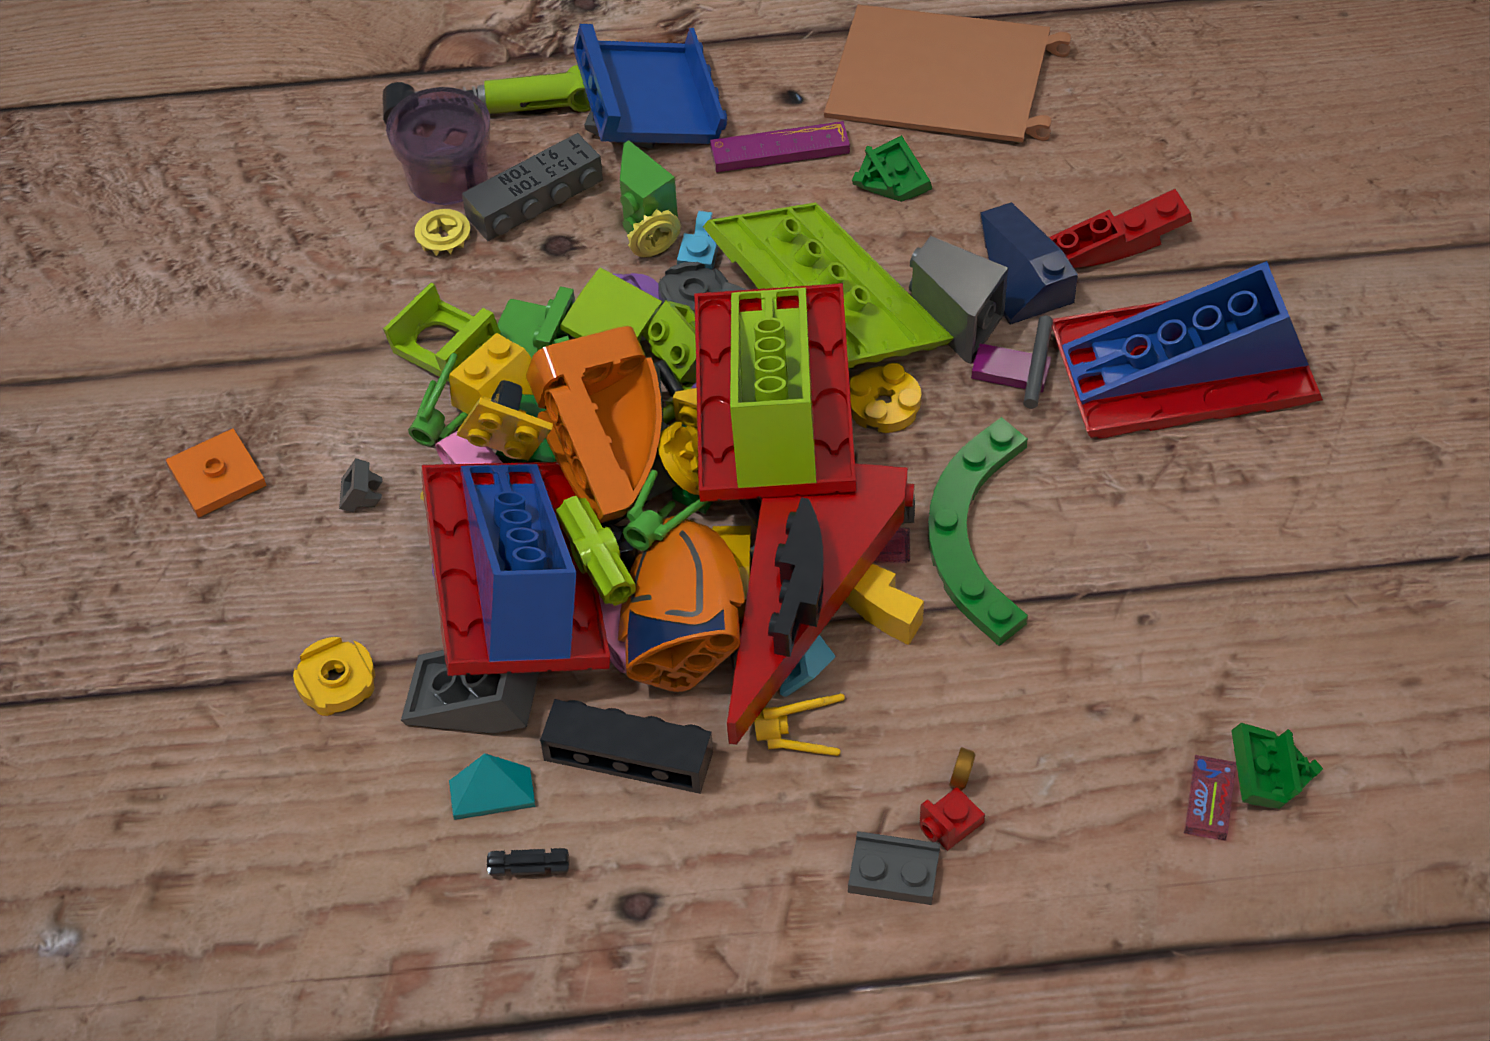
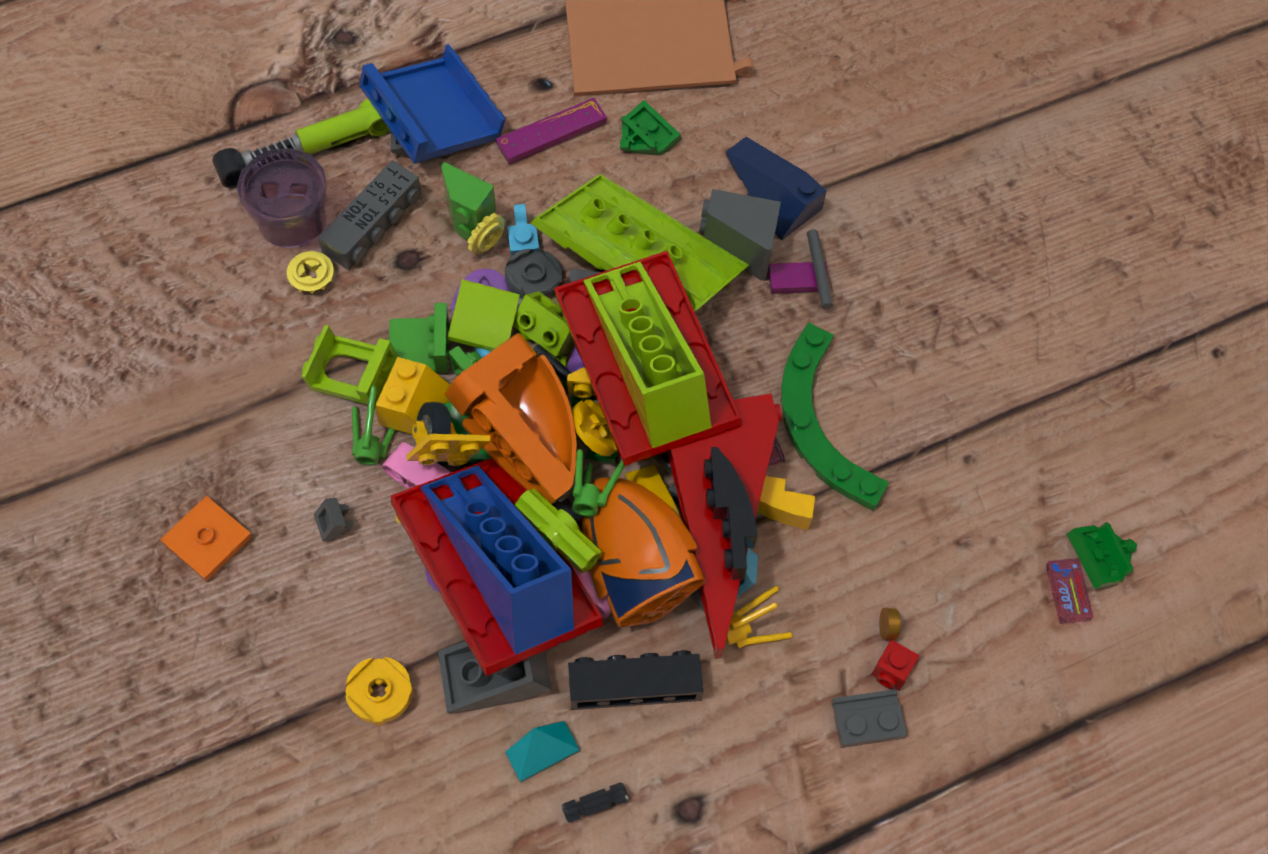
camera: 25 degrees left, 10 degrees up
(888, 381) = (730, 323): yellow plate -> none
(1124, 235) = (842, 143): red slope -> none
(1186, 358) = (923, 237): blue piece -> none

